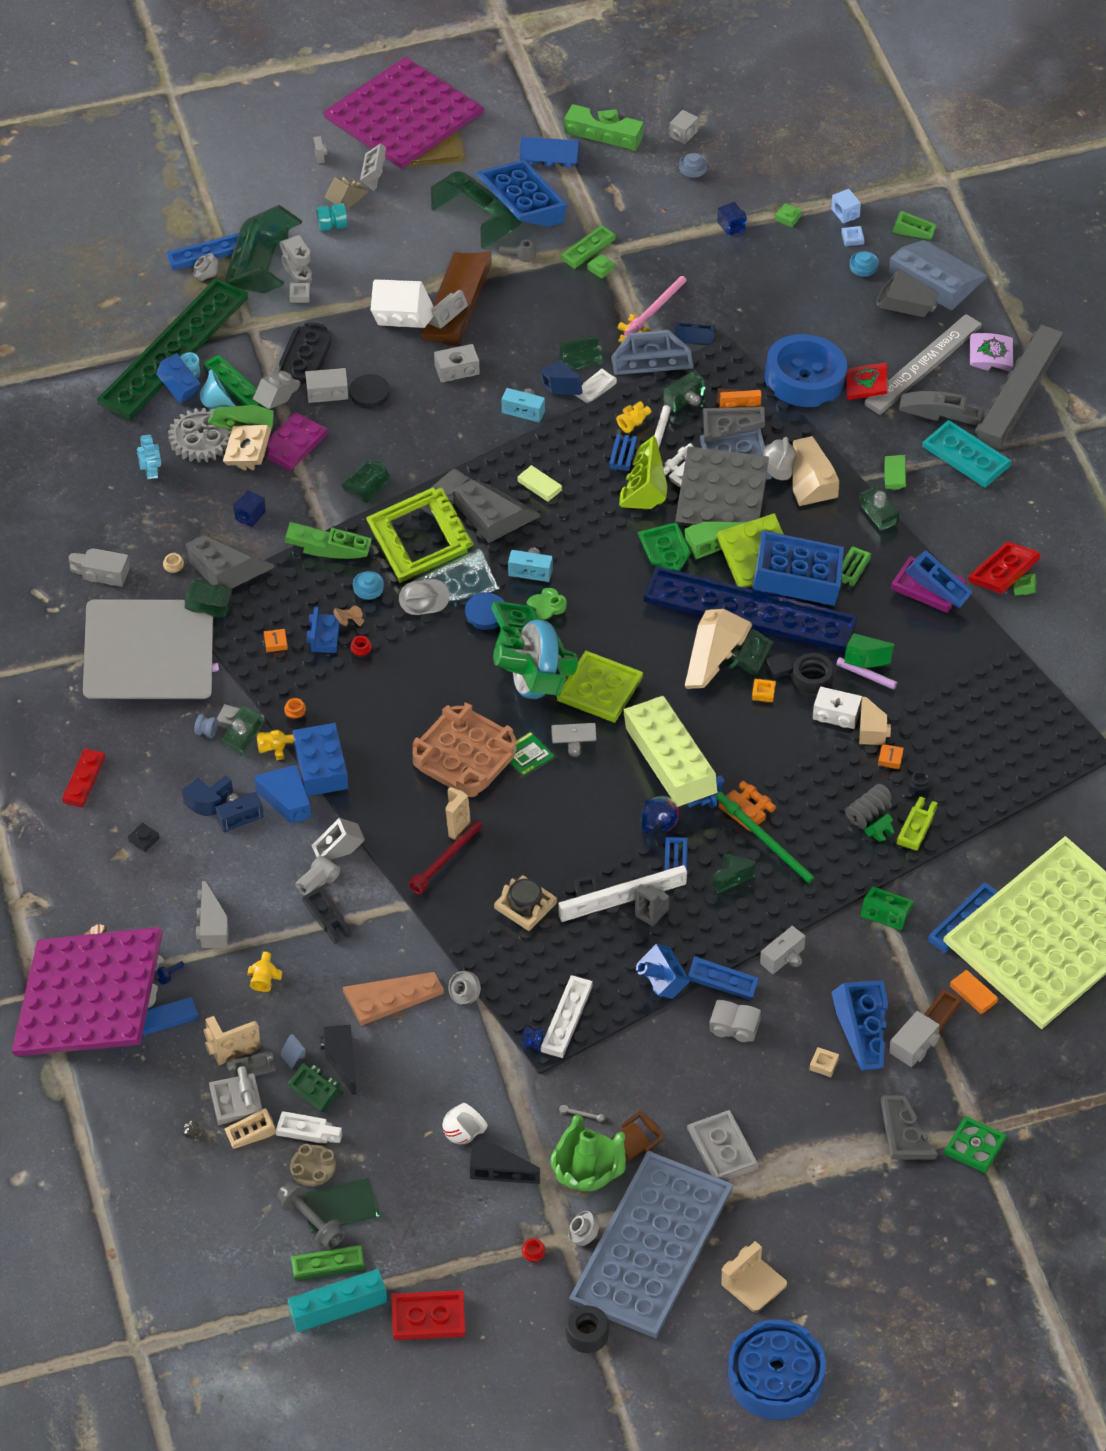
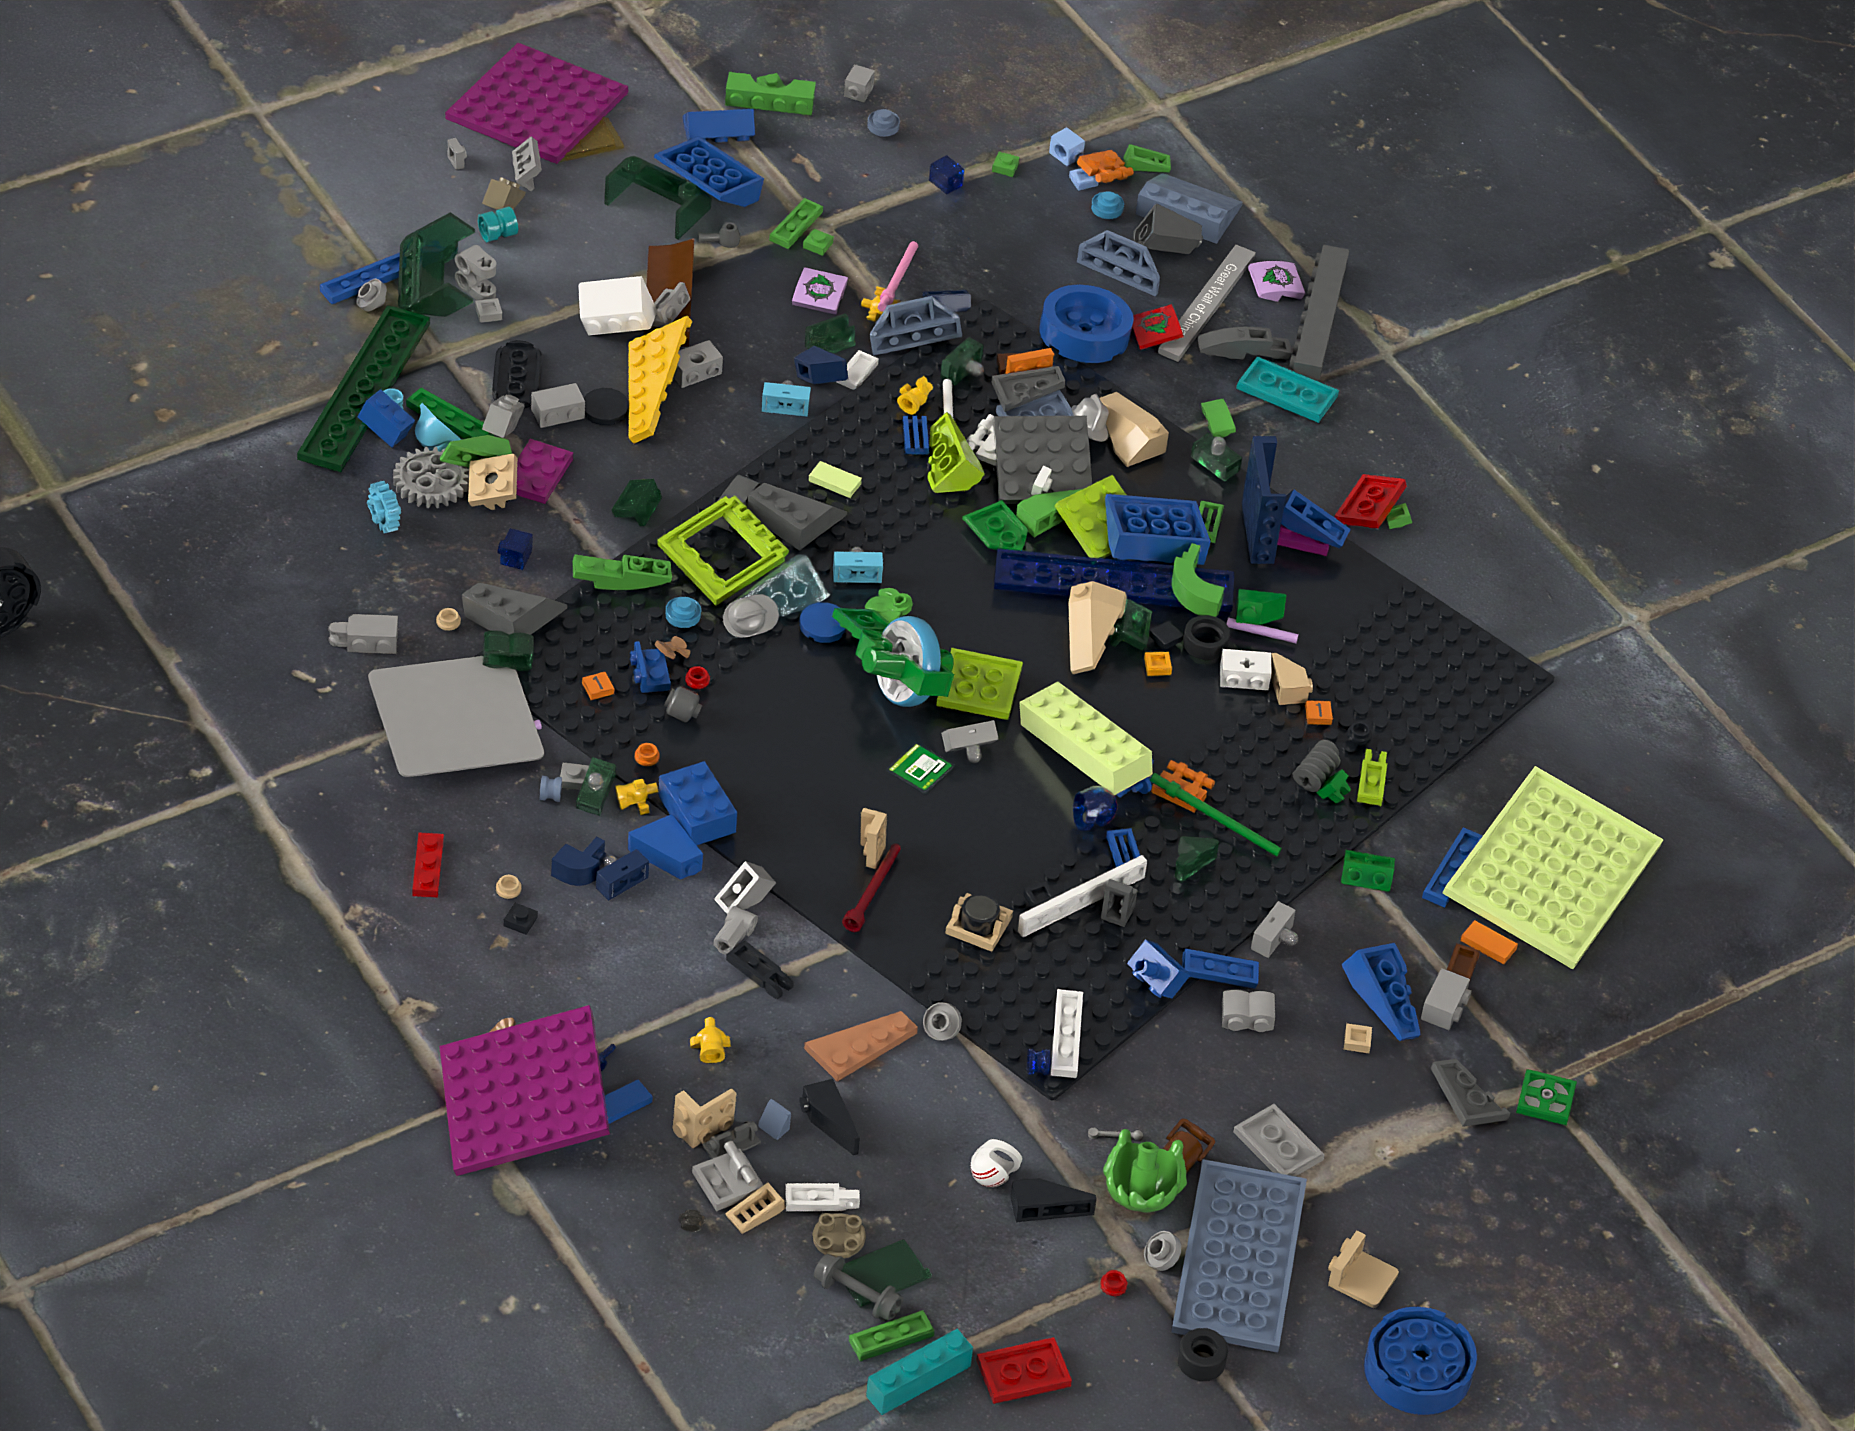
camera: 20 degrees left, 5 degrees down
(142, 808) = (508, 887): none -> tan plate
(213, 921) = (636, 995): light grey slope -> none
(314, 1087) = (811, 1152): dark green bracket -> none
(339, 667) = (683, 704): none -> dark grey head
(415, 364) = (651, 369): none -> yellow wing
(464, 750) = (853, 770): nougat plate -> none
(586, 310) = (819, 290): none -> lavender slope
(712, 511) = (1042, 482): none -> white plate
(811, 631) = (1192, 591): none -> bright green arch
(855, 316) = (1120, 260): none -> sand blue wedge
(873, 228) = (1105, 166): none -> orange plate
(895, 554) = (1261, 508): none -> dark blue panel

